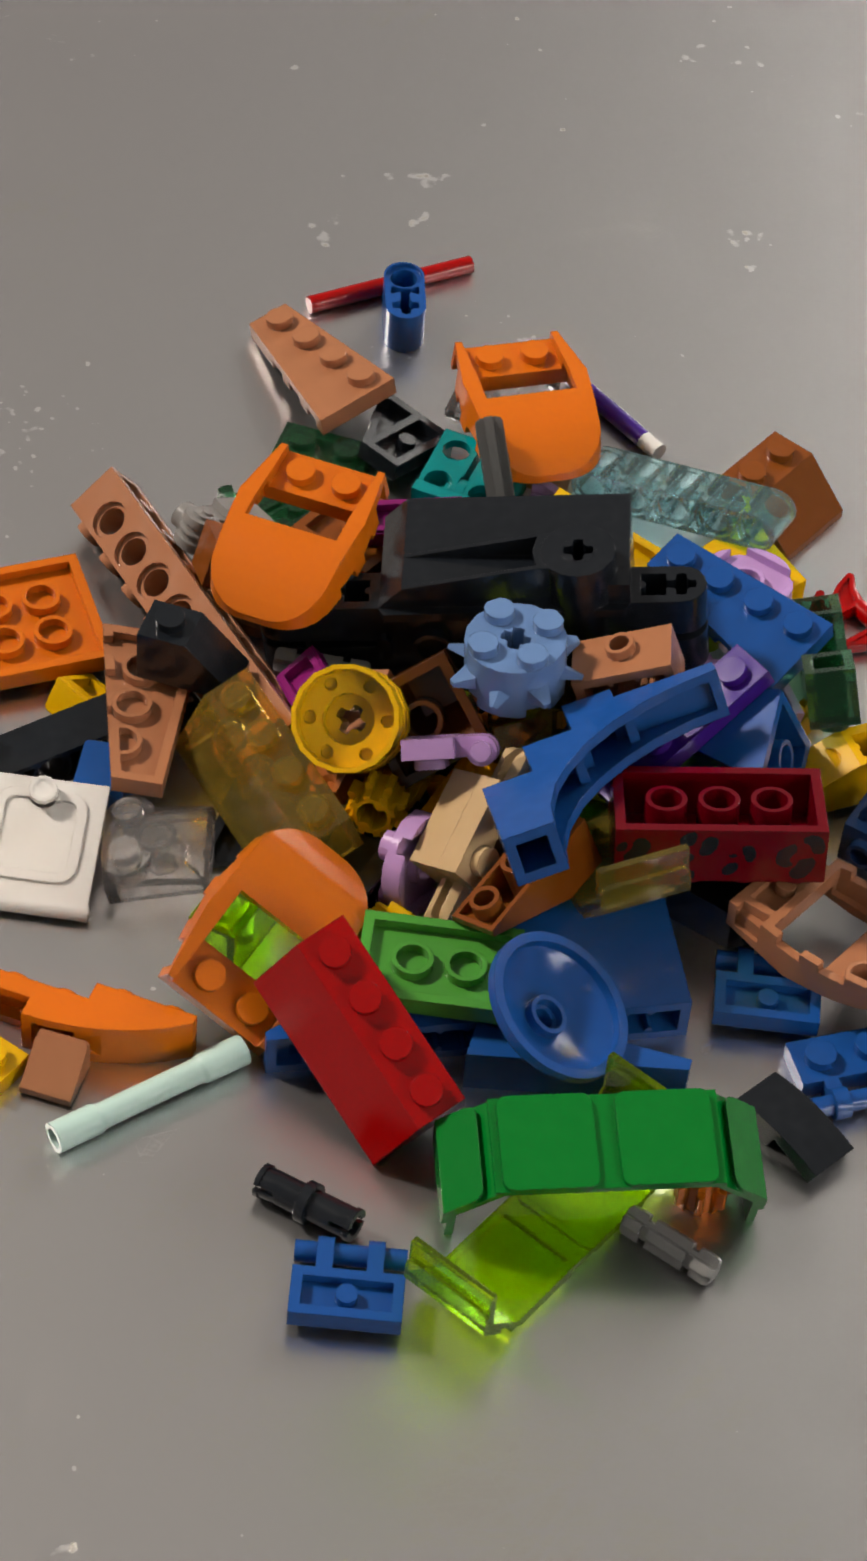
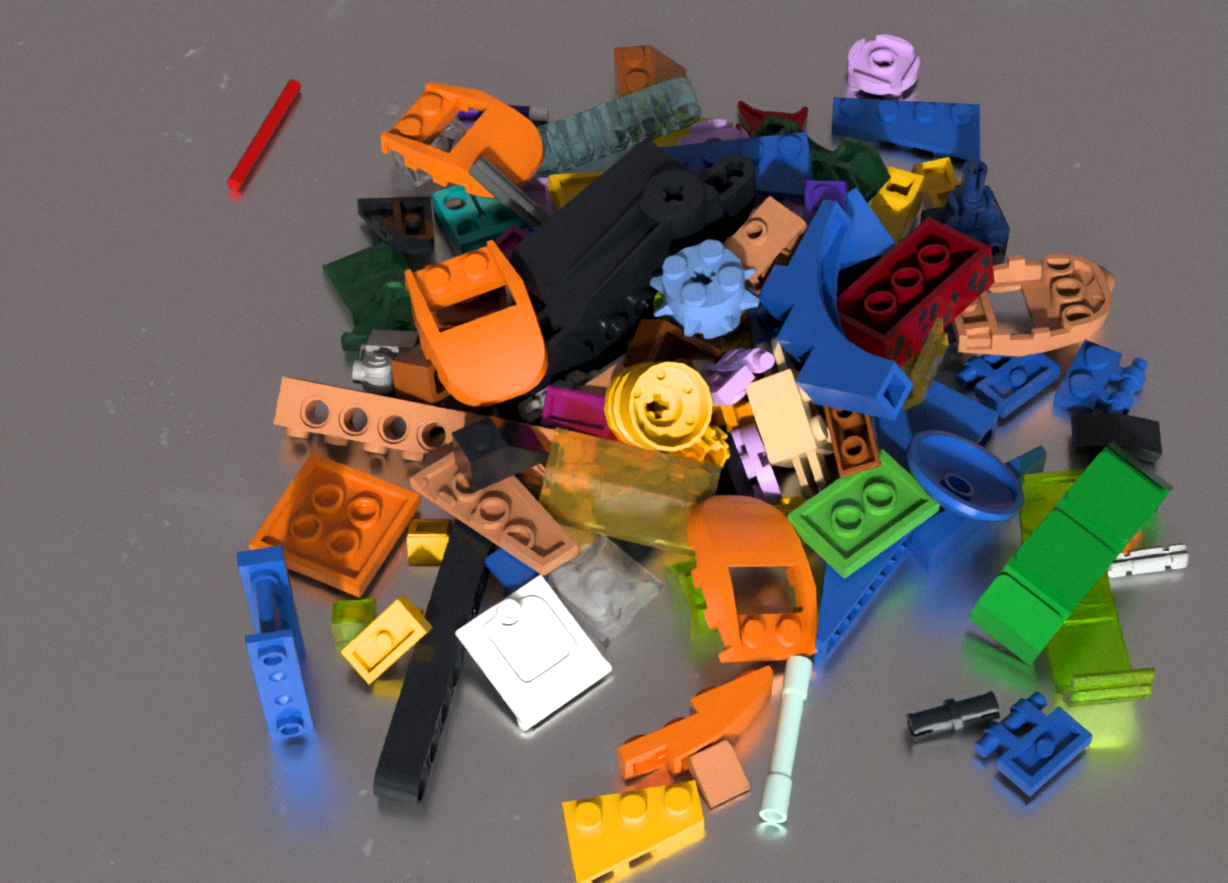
camera: 40 degrees left, 5 degrees up
(322, 370) = (309, 216): nougat wing -> none
(359, 1040) = (885, 592): red slope -> none
(403, 307) = (297, 140): blue beam -> none

